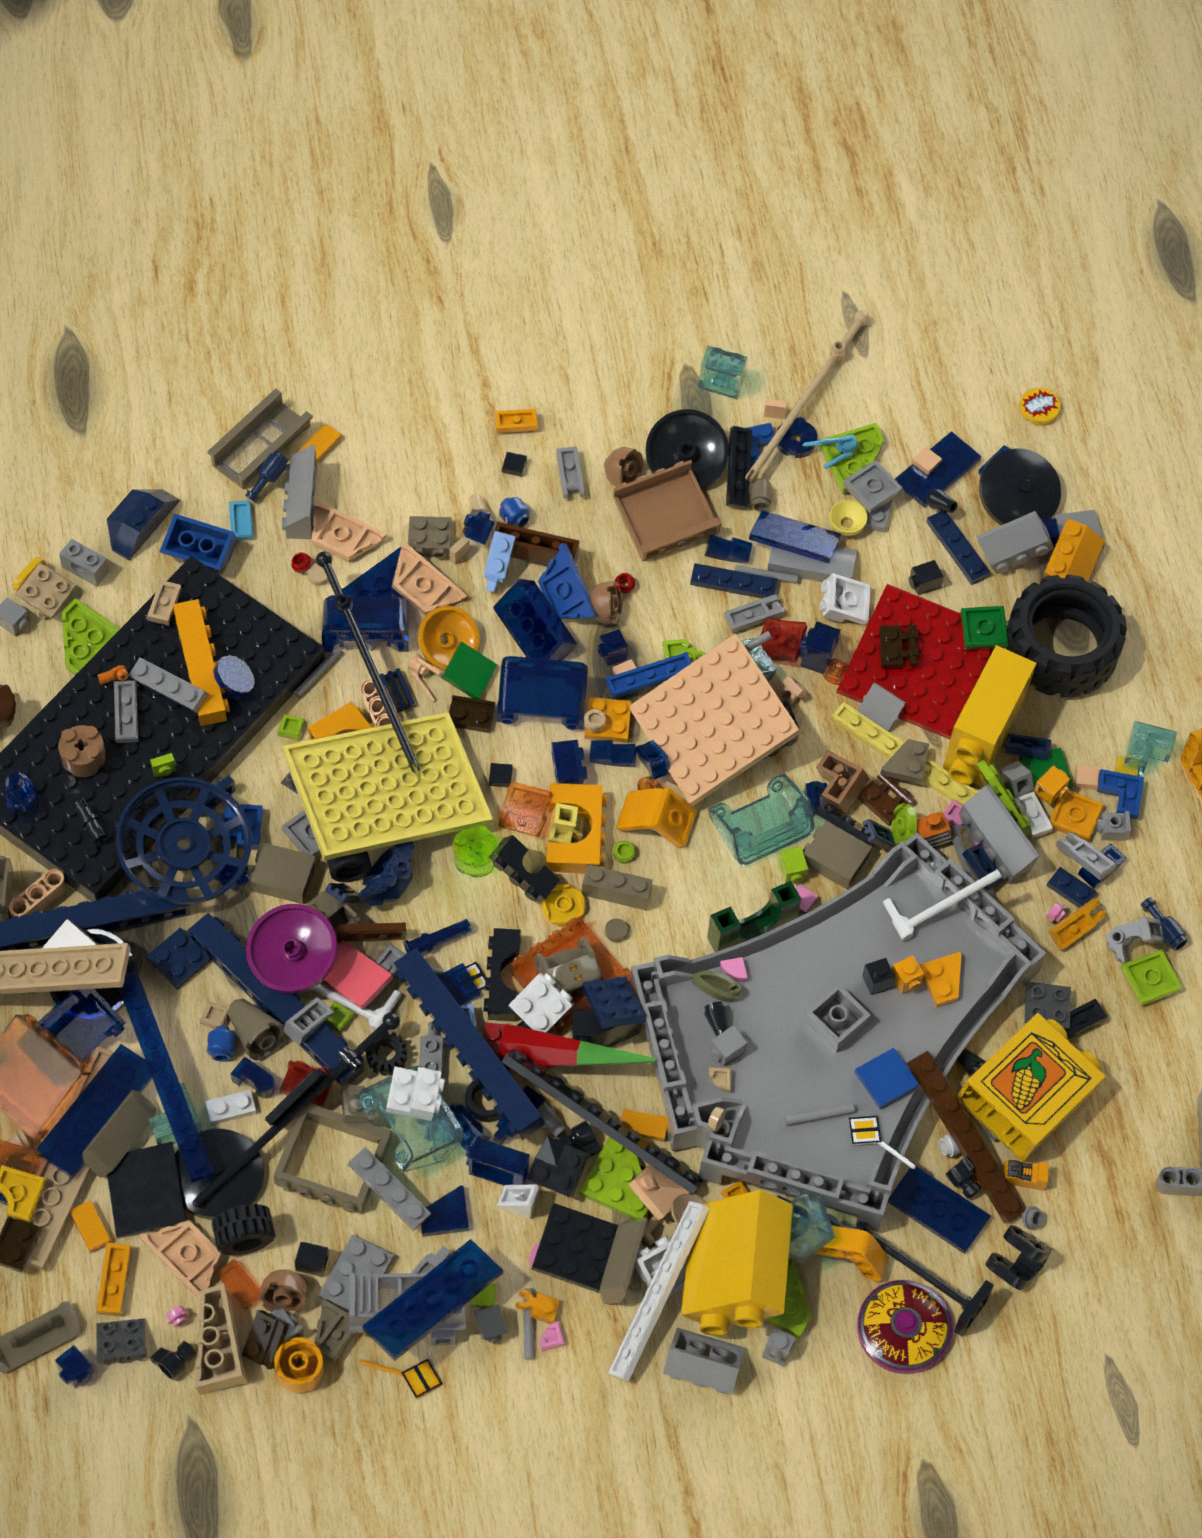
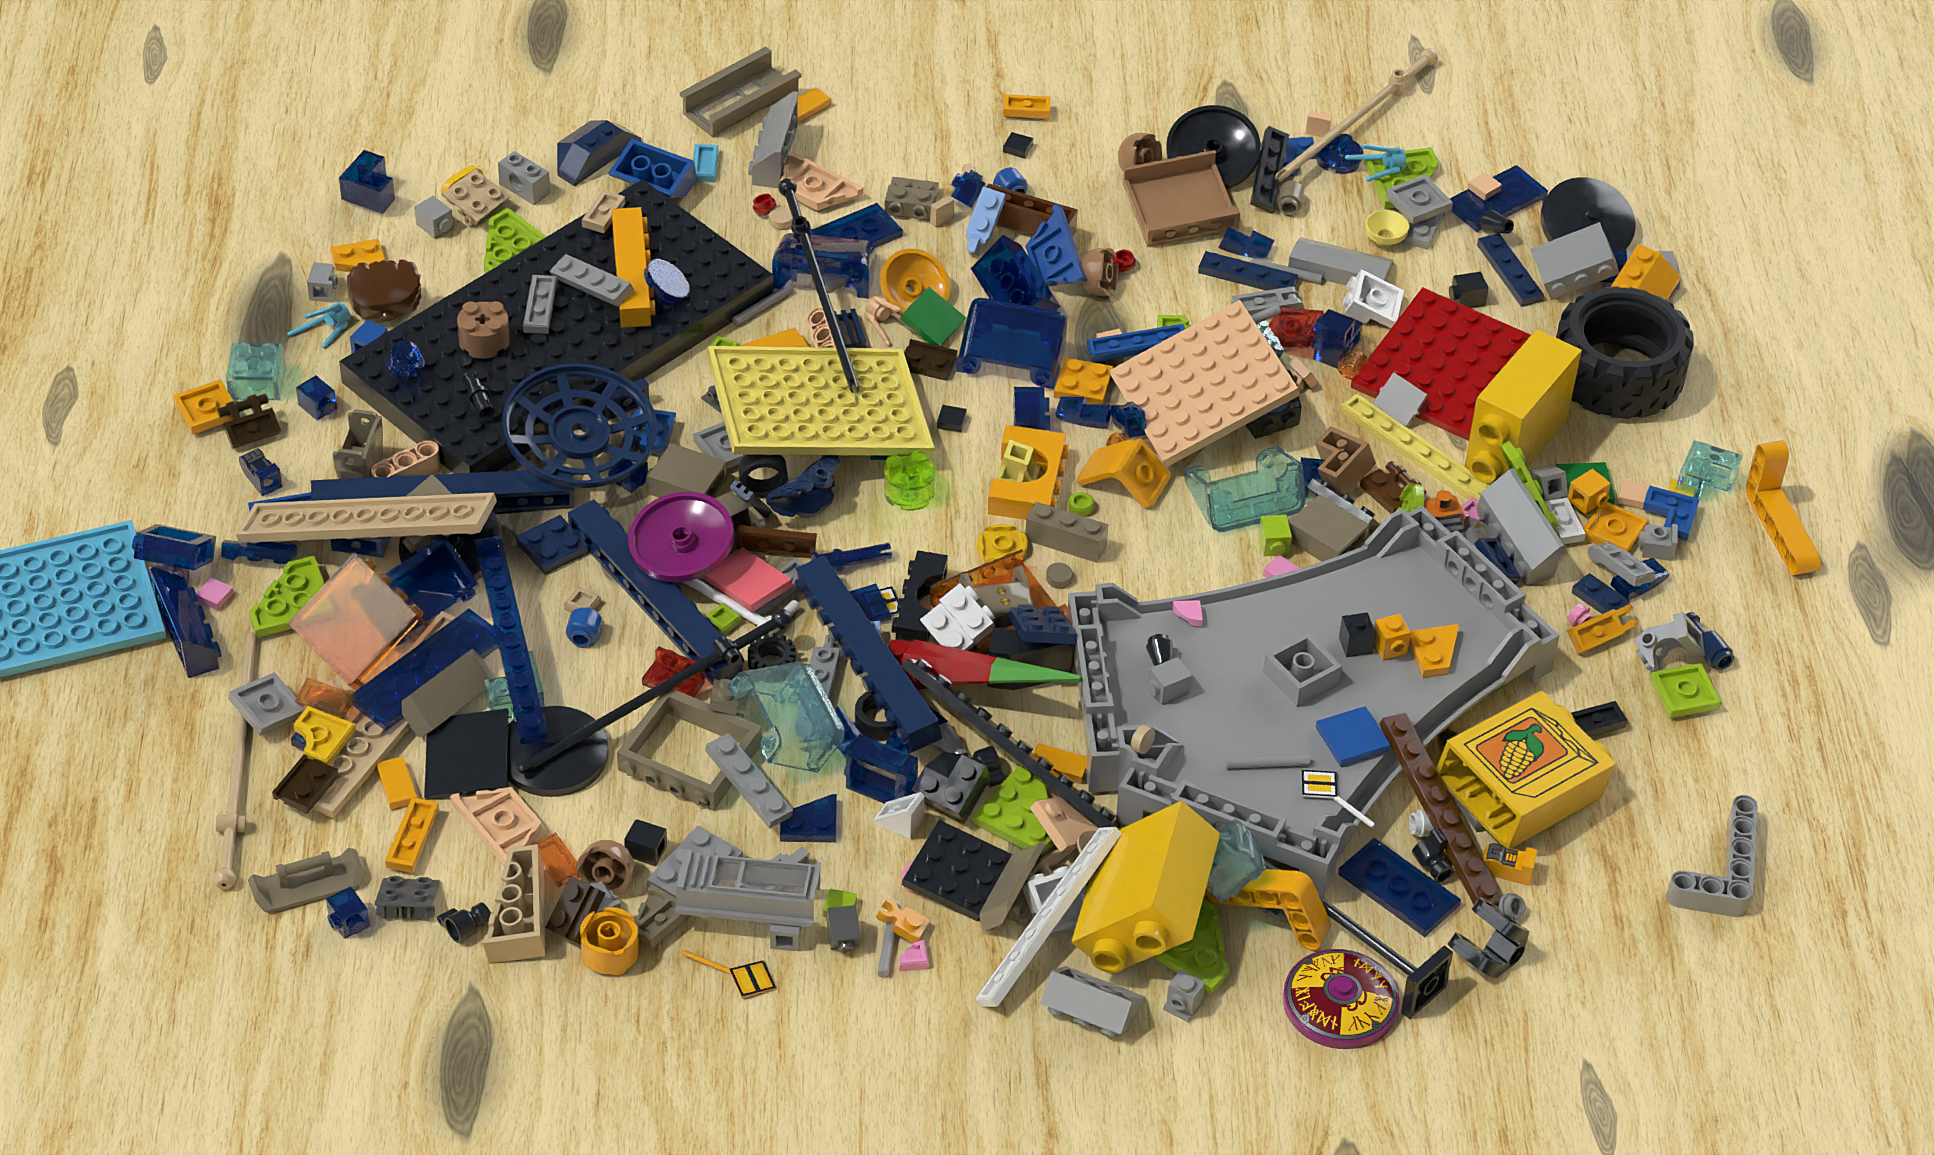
camera: 10 degrees right, 15 degrees down
(117, 673) = (538, 267): orange arm -> none
(163, 765) = (571, 352): lime plate -> none
(177, 1316) = (478, 879): bright pink plate -> none
(230, 1107) = (582, 689): white plate -> none
(243, 1229) = (571, 797): black tyre -> none
(254, 1077) = (614, 662): clear blue leg -> none
(256, 1030) = (627, 616): dark tan cone -> none
(269, 472) = (744, 119): dark blue piece -> none
(295, 1095) = (665, 666): black tile -> none
(298, 1031) = (674, 620): light grey slope -> none
(415, 1093) = (795, 681): white plate -> none
(423, 583) = (893, 230): light nougat wing -> none
(432, 1299) = (777, 882): clear blue tile -> none
(509, 859) = (945, 485): black arch -> none
(525, 809) = (973, 447): clear orange slope -> none
(569, 470) = (1079, 155): light grey hinge -> none
(594, 720) = (1067, 375): tan tile -> none
(612, 647) = (1099, 314): clear blue brick -> none
(717, 985) = (1166, 622): olive arm -> none
(720, 1078) = (1156, 713): tan tile -> none
(722, 372) = (1264, 83): clear light blue brick -> none
(728, 931) = (1185, 567): dark green arch -> none
(795, 536) = (1324, 237): clear blue tile -> none
(878, 835) = (1374, 508): tile -> none
(891, 646) = (1419, 341): dark brown plate -> none
(905, 926) = (1397, 594): white bar -> none
(907, 762) = (1422, 453): dark tan wing -> none
(984, 627) = (1521, 326): green tile -> none
(1027, 746) = (1566, 456): dark blue tile -> none
(1039, 406) = (1621, 154): tile -> none
(1048, 1001) = (1562, 693): dark grey hinge -> none

